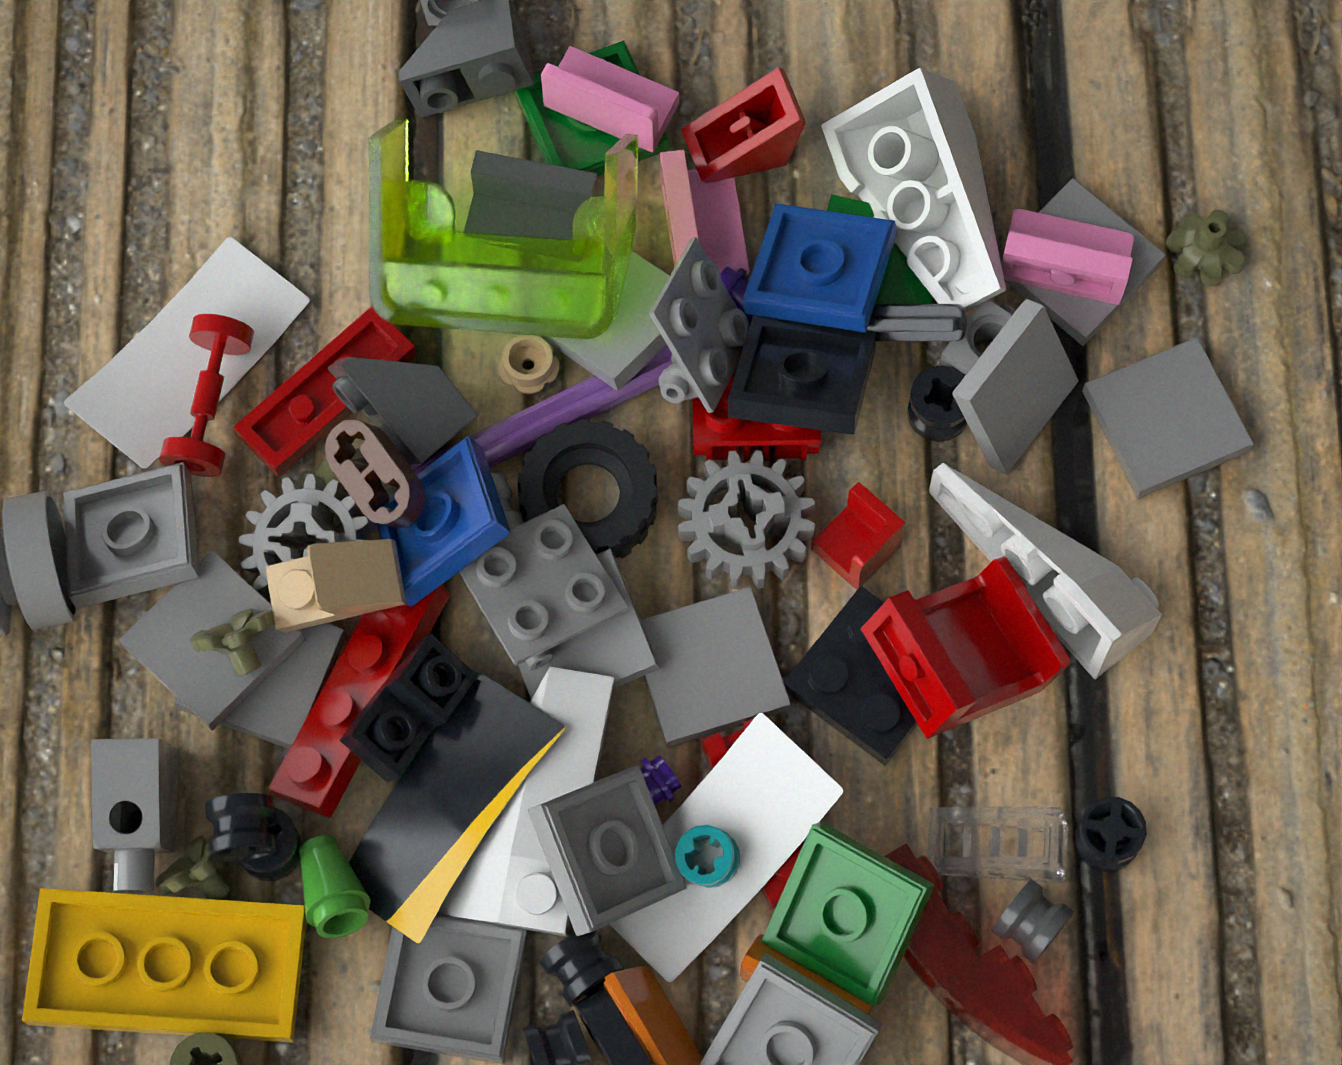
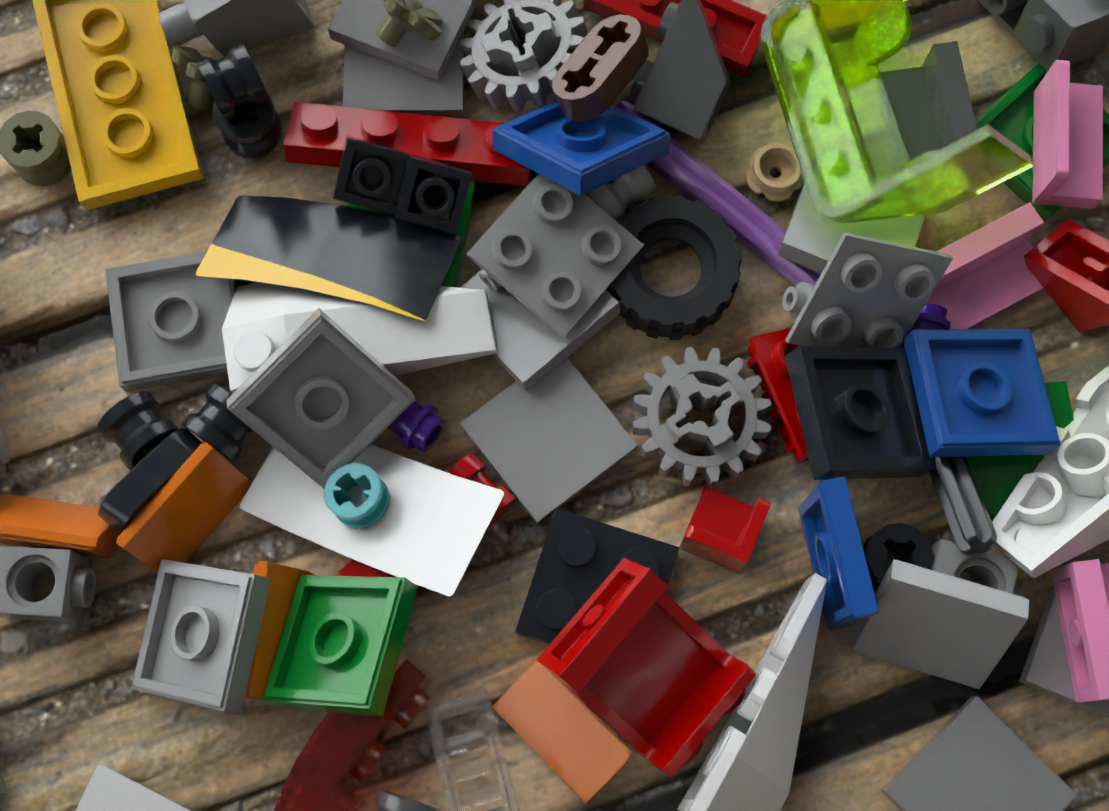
camera: 70 degrees right, 5 degrees up
(331, 889) = (223, 186): bright green cone -> none
(335, 583) = (483, 73): tan slope -> none
(917, 442) = (837, 554): none -> blue tile
(991, 749) = (562, 731): none -> orange slope

